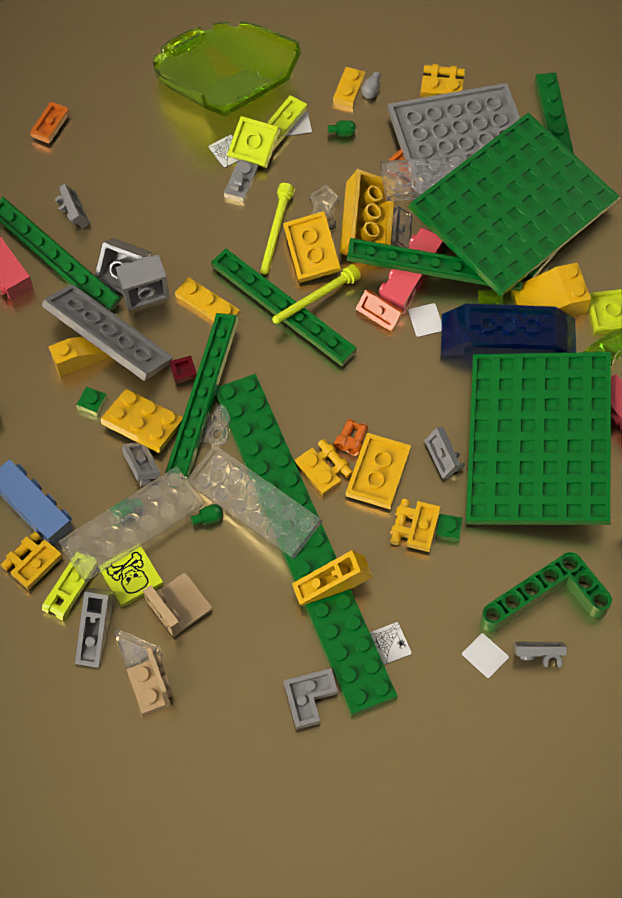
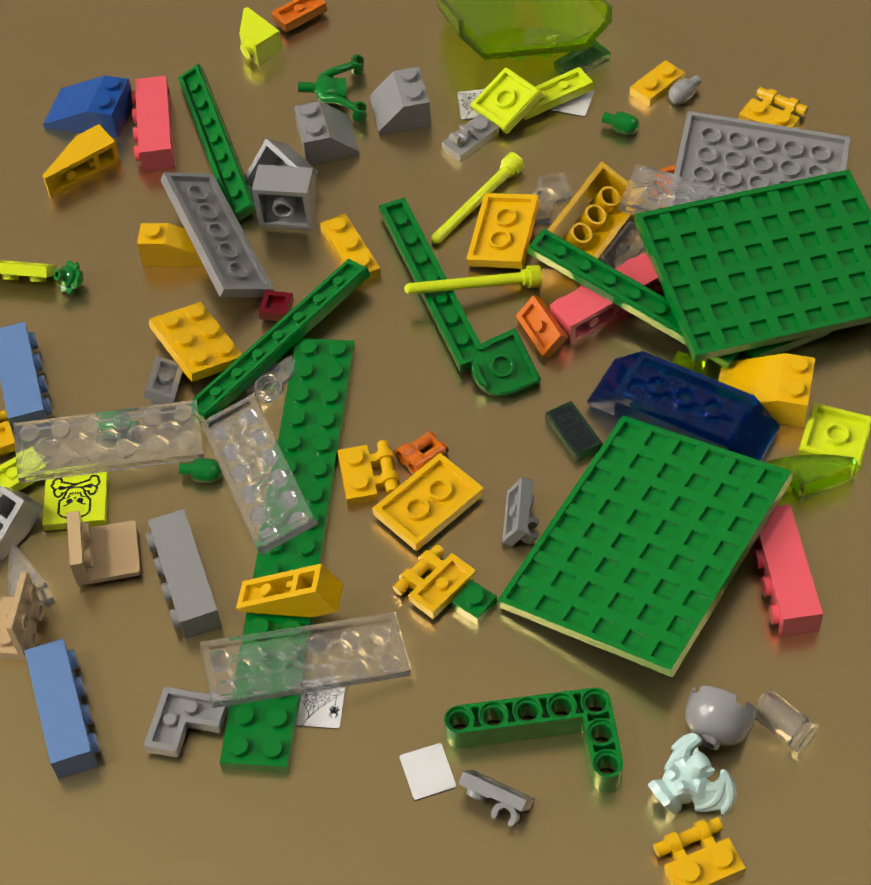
camera: 30 degrees right, 10 degrees down
(15, 409) = (69, 277): none -> green plant
(33, 156) = (258, 37): none -> neon yellow slope
(73, 205) = (267, 99): light grey plate -> none
(91, 401) = (157, 301): green plate -> none
(119, 180) = (333, 90): none -> green piece
(133, 218) = (324, 133): none -> light grey slope
(175, 171) = (401, 102): none -> light grey slope
(222, 727) = (61, 709): none -> medium blue brick
(245, 595) = (184, 573): none -> light grey brick
(282, 92) = (585, 59): none -> clear green tile
(368, 619) = (304, 659): none -> clear plate
(371, 350) = (504, 365): none -> green tile
(425, 319) = (593, 359): white sticker -> none
(443, 378) = (573, 431): none -> tile

